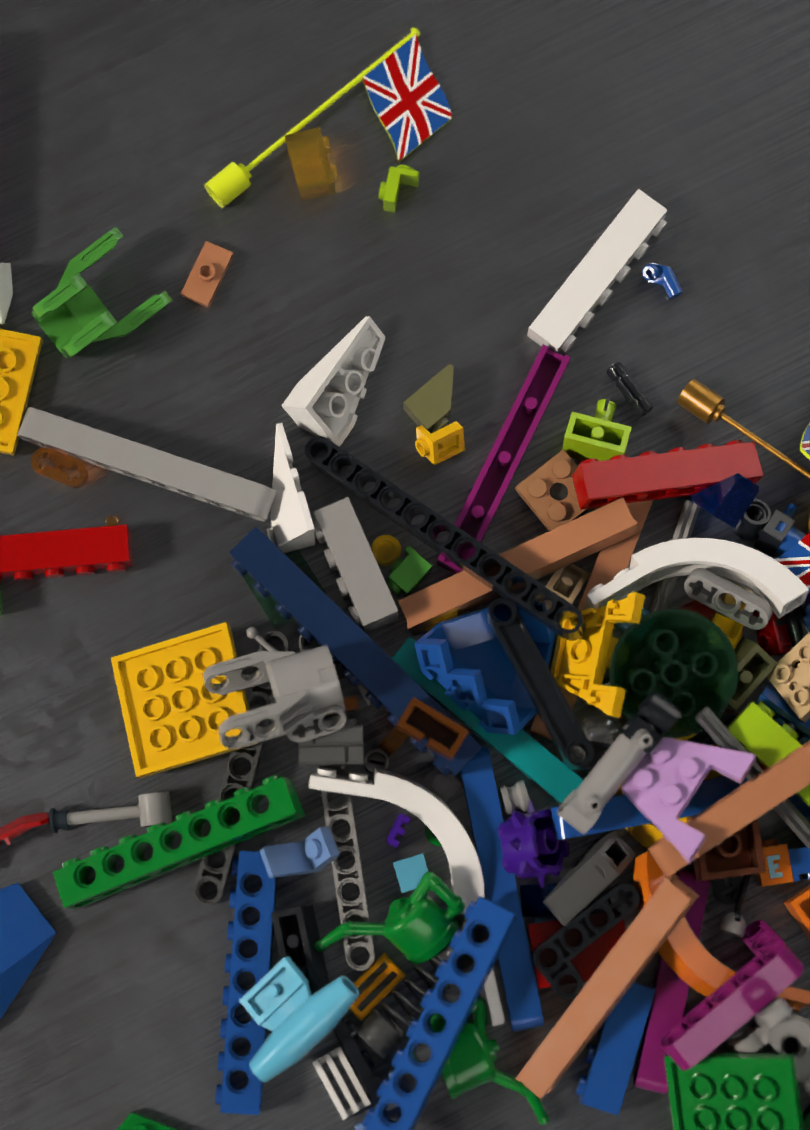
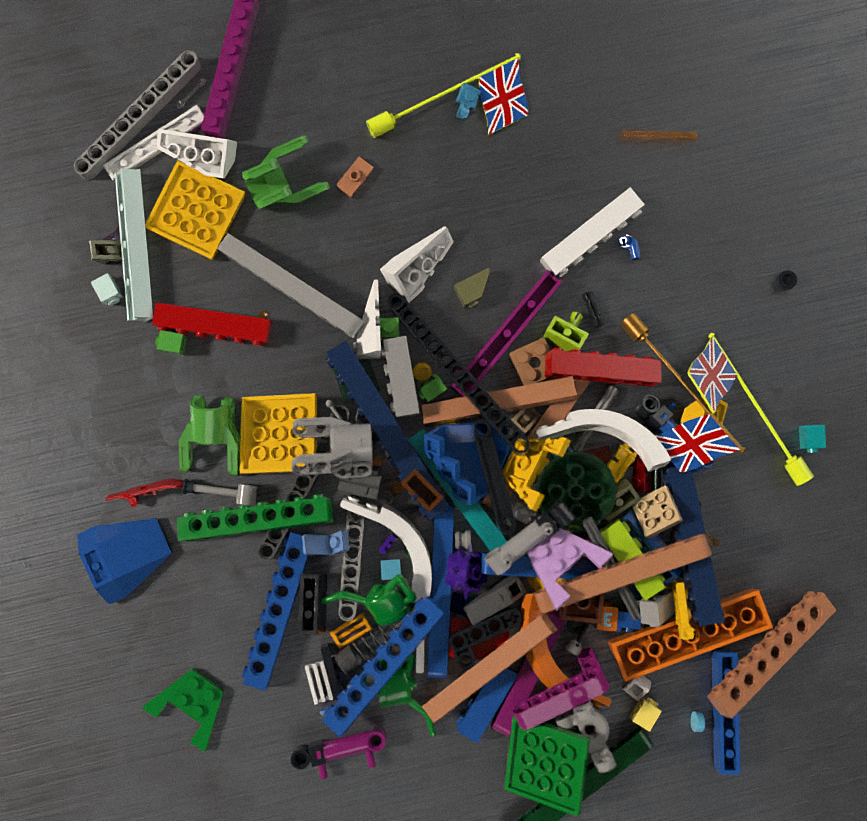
camera: 10 degrees right, 5 degrees up
(61, 461) = (240, 271): clear orange beam -> none
(73, 715) = (210, 428): none -> bright green piece
(295, 1016) = (299, 639): medium azure plate -> none
(311, 164) = (433, 123): clear yellow brick -> none
(318, 492) = (389, 328): none -> bright green brick
(354, 114) = (467, 98): none -> dark azure plate
(390, 190) = (484, 144): lime bracket -> none
(441, 443) = (470, 316): yellow bracket -> none
(663, 100) = (659, 135): none -> clear orange bar
(715, 602) = (619, 444): light grey beam -> none
(728, 498) = (636, 391): clear blue slope -> none

